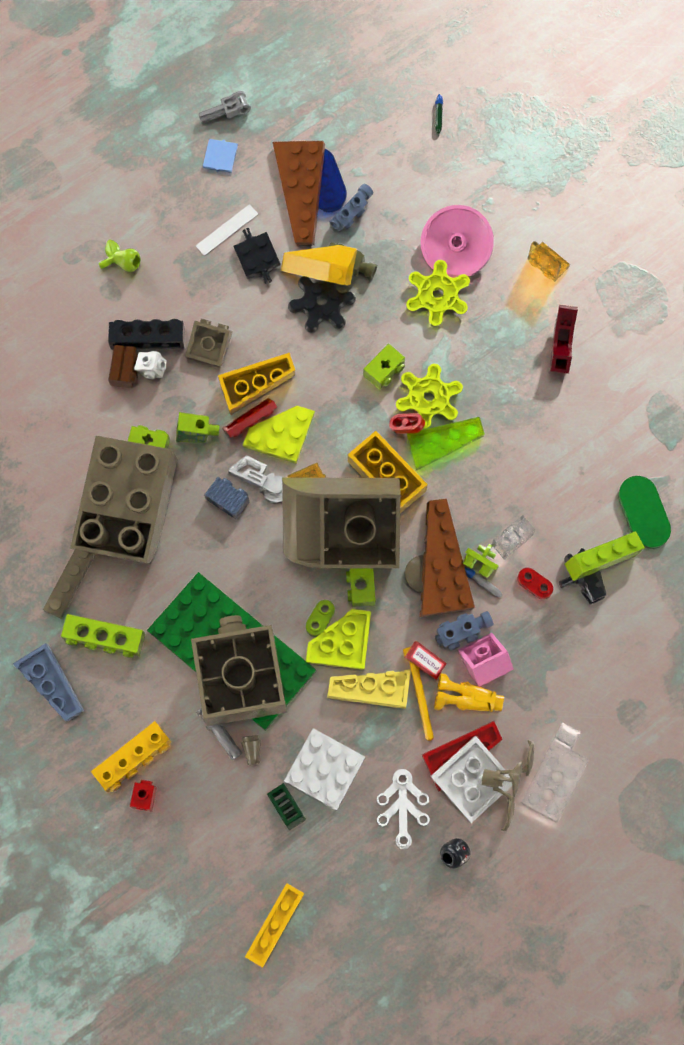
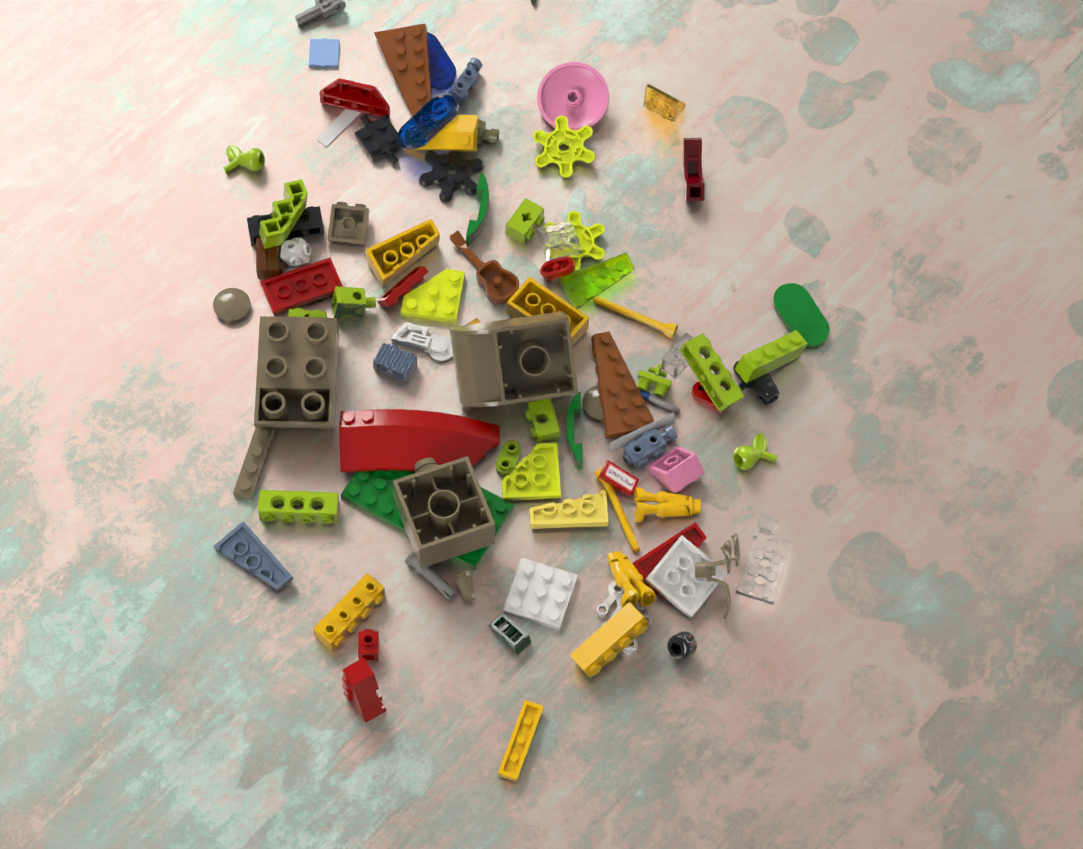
camera: 15 degrees left, 10 degrees down
(79, 409) = (231, 304): none -> dark tan dish
(126, 848) = (361, 688): none -> red wedge
(145, 326) = (284, 214): none -> lime brick
(150, 401) = (301, 286): none -> red plate
(227, 587) = (403, 437): none -> red slope
(241, 208) = (355, 97): none -> red wedge
(306, 247) = (428, 122): none -> clear blue tile
(333, 366) = (475, 227): none -> green slope
(345, 429) = (496, 281): none -> dark orange piece
(382, 837) = (609, 640): none -> yellow brick
(388, 623) = (575, 450): none -> green slope
(413, 767) = (626, 576): none -> yellow piece
(414, 393) = (559, 240): none -> clear slope
(474, 608) = (658, 424): none -> white sticker
(506, 505) = (668, 329): none -> yellow piece
(537, 575) = (702, 369): none -> lime brick
(560, 658) = (747, 456): none -> lime piece

